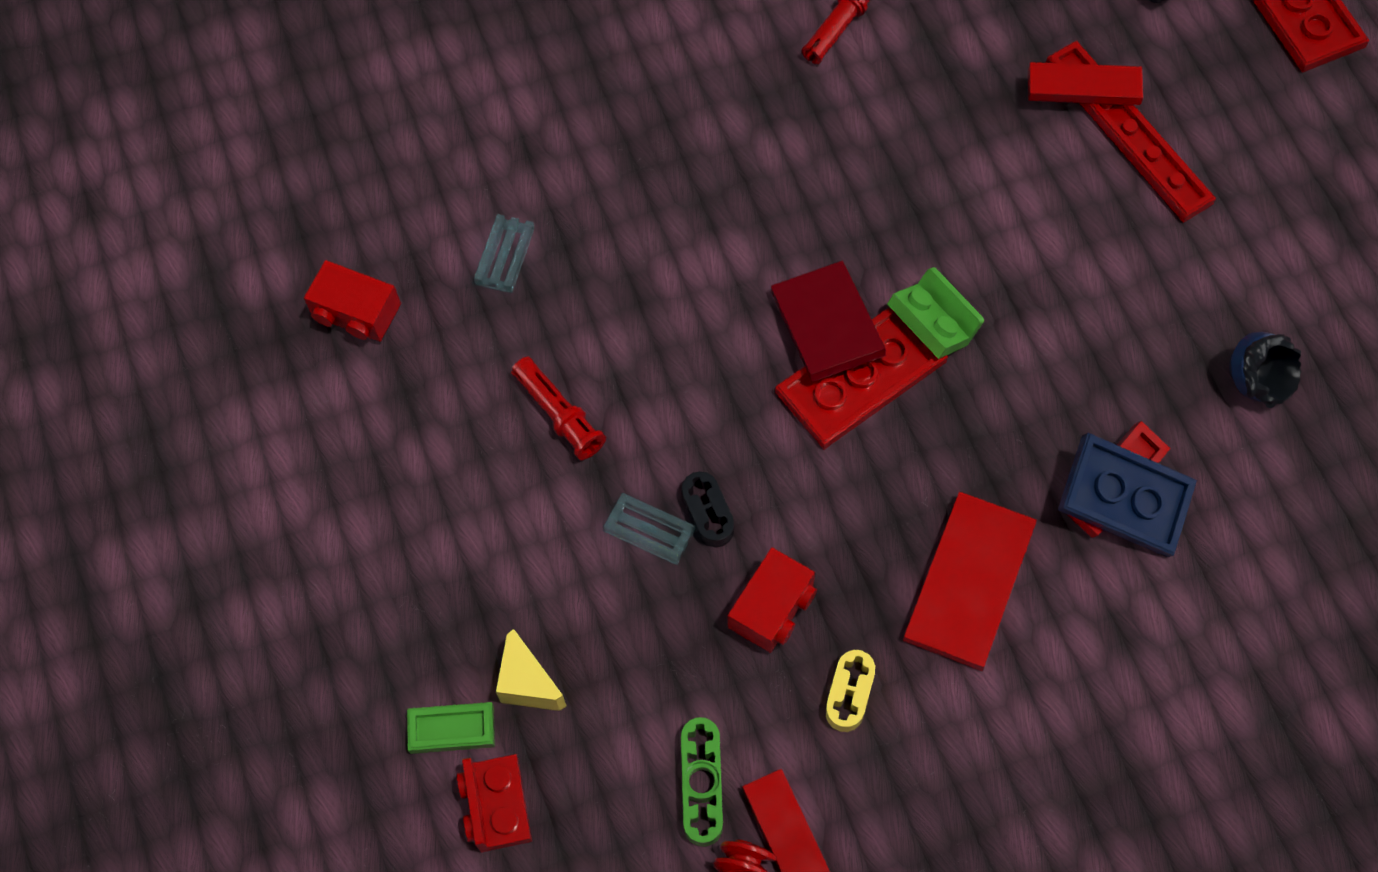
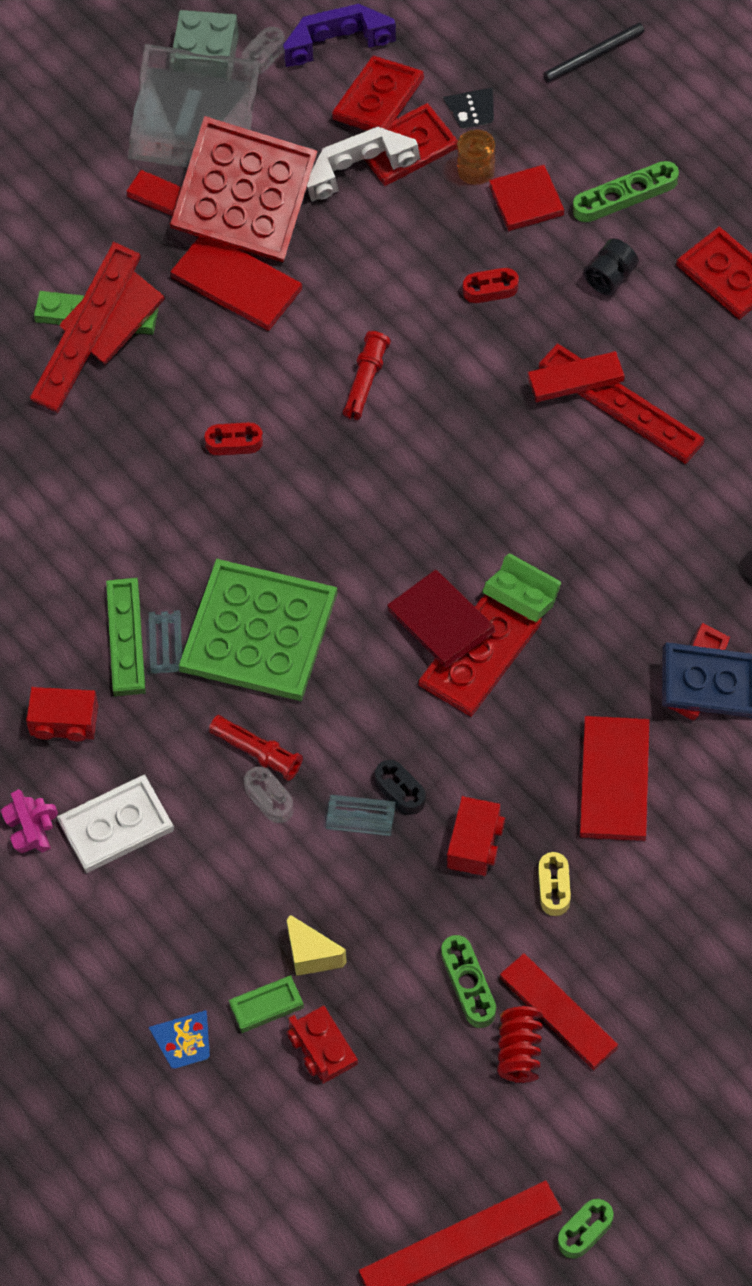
camera: 20 degrees left, 5 degrees down
(269, 414) = (35, 820): none -> dark pink hips
(339, 738) = (183, 1039): none -> blue sticker
(364, 449) = (115, 823): none -> white tile
(462, 235) = (125, 637): none -> bright green tile
(543, 472) = (263, 798): none -> clear beam
(613, 271) = (258, 629): none -> bright green plate
(668, 46) = (233, 438): none -> red beam

